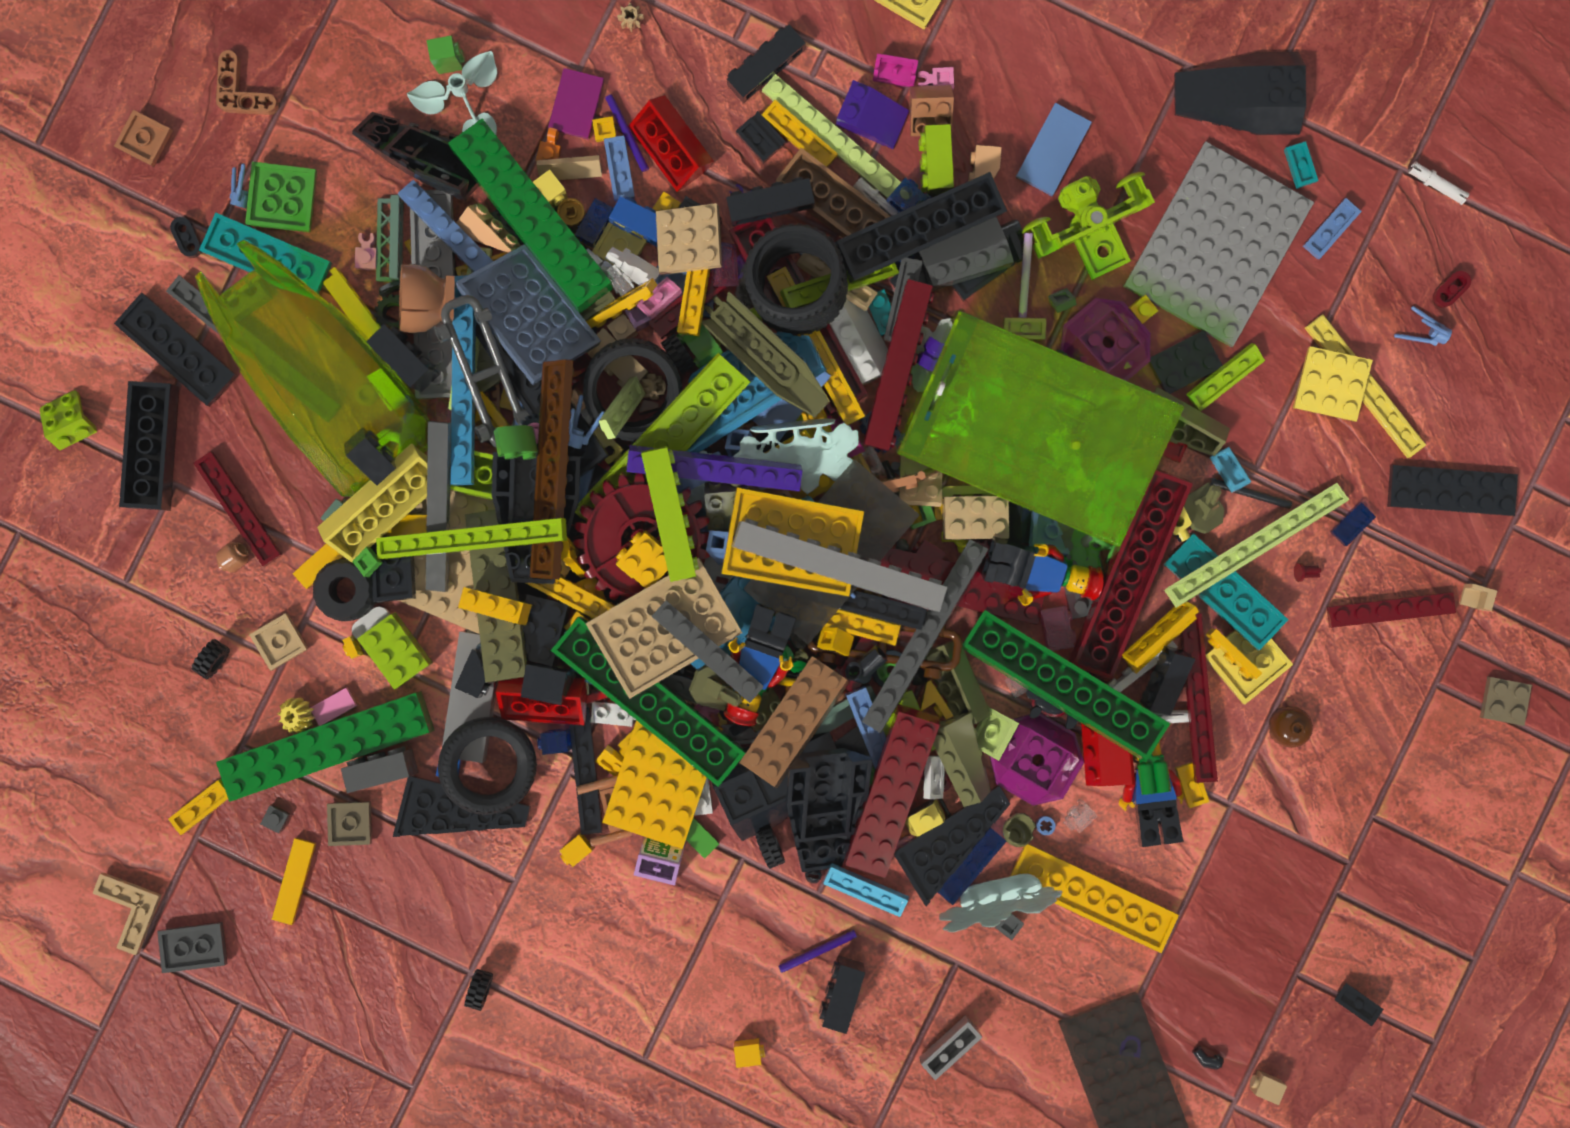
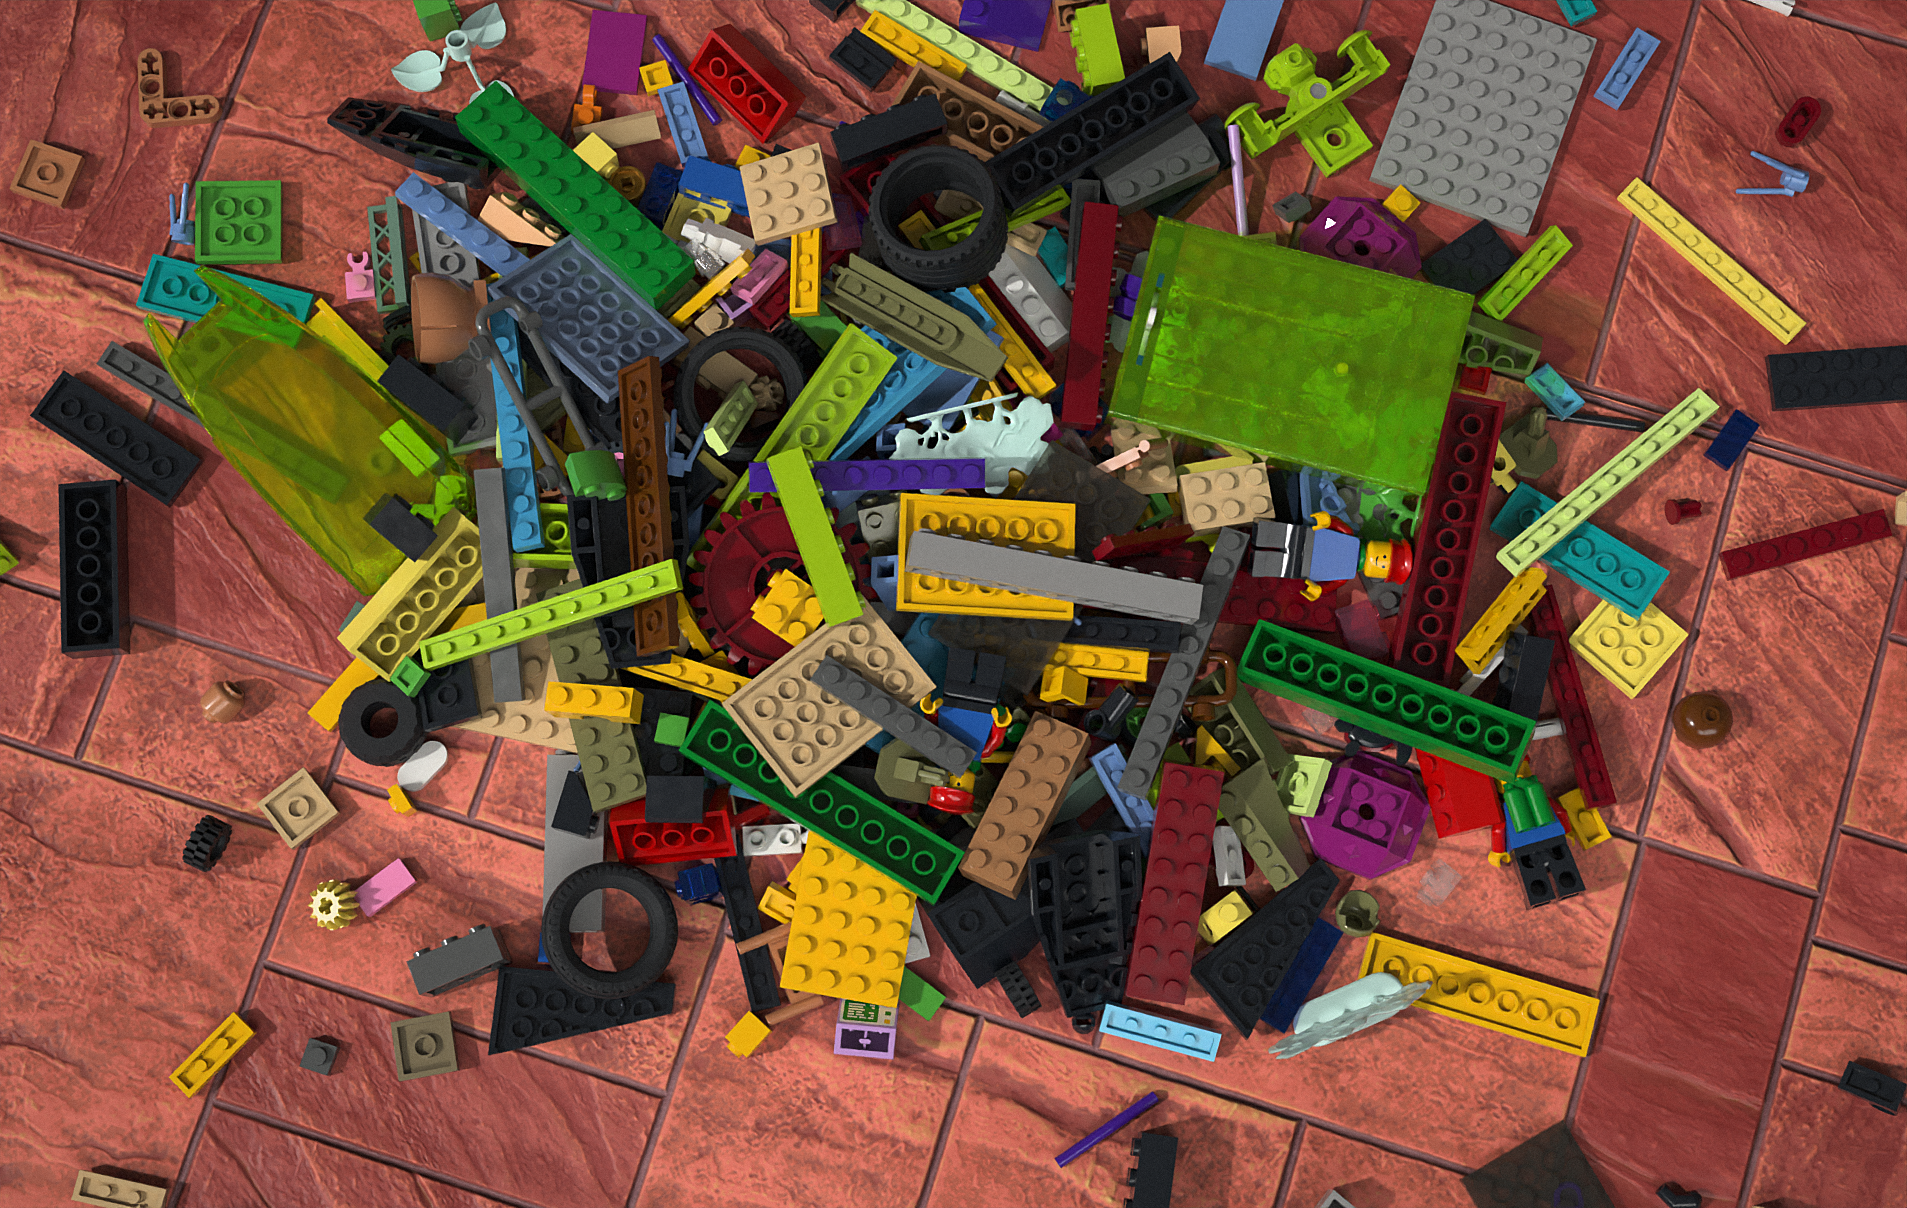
camera: 10 degrees left, 10 degrees down
(187, 238) = (118, 293): black plate -> none
(237, 509) = (223, 637): dark red plate -> none
(293, 881) = (355, 1141): yellow tile -> none
(325, 746) = (377, 942): green brick -> none
(394, 650) = (461, 795): lime brick -> none
(549, 631) = (671, 729): none -> bright green tile
(903, 546) = (1142, 542): none -> dark red plate
(1010, 926) = (1367, 1050): dark grey plate -> none
(1046, 819) = (1392, 896): medium blue bush -> none
(1232, 654) = (1604, 629): yellow plate -> none
(1332, 383) = (1667, 262): light yellow plate -> none

